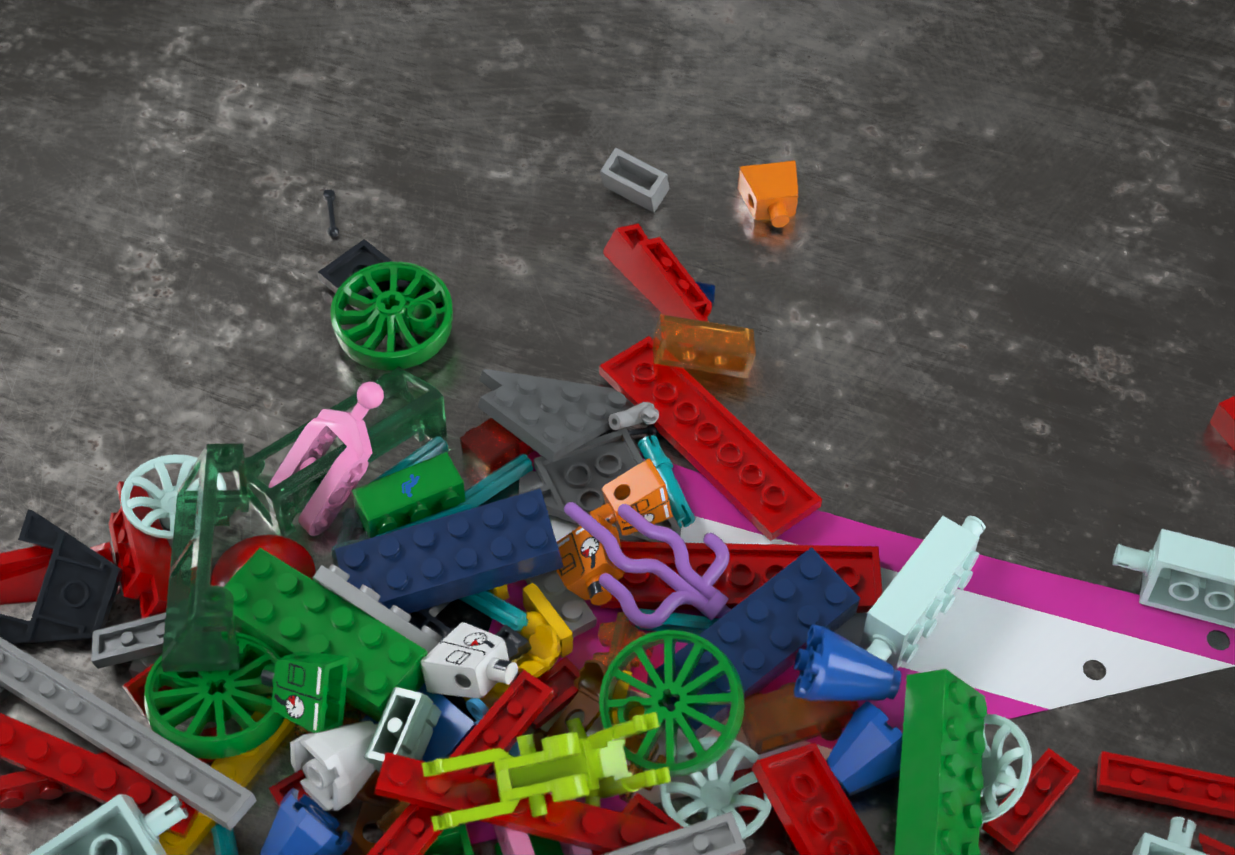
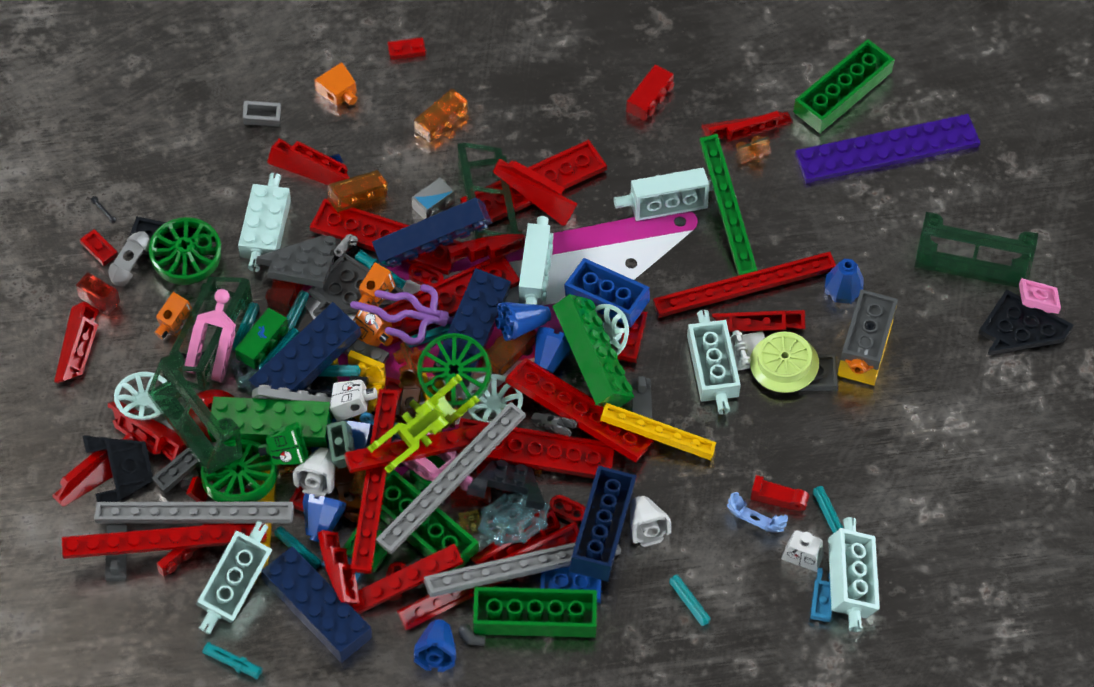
camera: 30 degrees left, 5 degrees up
(153, 375) = (77, 341): none -> red wedge
(228, 317) = (98, 293): none -> clear red brick
(283, 258) = (99, 247): none -> red plate
(285, 298) = (120, 269): none -> light grey piece
(304, 396) = (172, 316): none -> orange torso
(539, 326) = (264, 220): none -> light aqua brick
(736, 526) = (427, 274): none -> red plate
(773, 456) = (432, 232): none -> dark blue brick
(816, 413) = (433, 199): none -> light grey brick
(866, 527) = (490, 246): none -> red slope
(892, 383) = (464, 170): none -> clear green windscreen
(902, 297) = (441, 115): none -> clear orange brick
(906, 187) = (406, 48): none -> red plate
(993, 474) = (537, 189): none -> red wedge
(994, 463) = (563, 169): none -> red plate
(1030, 694) = (608, 287): none -> blue brick

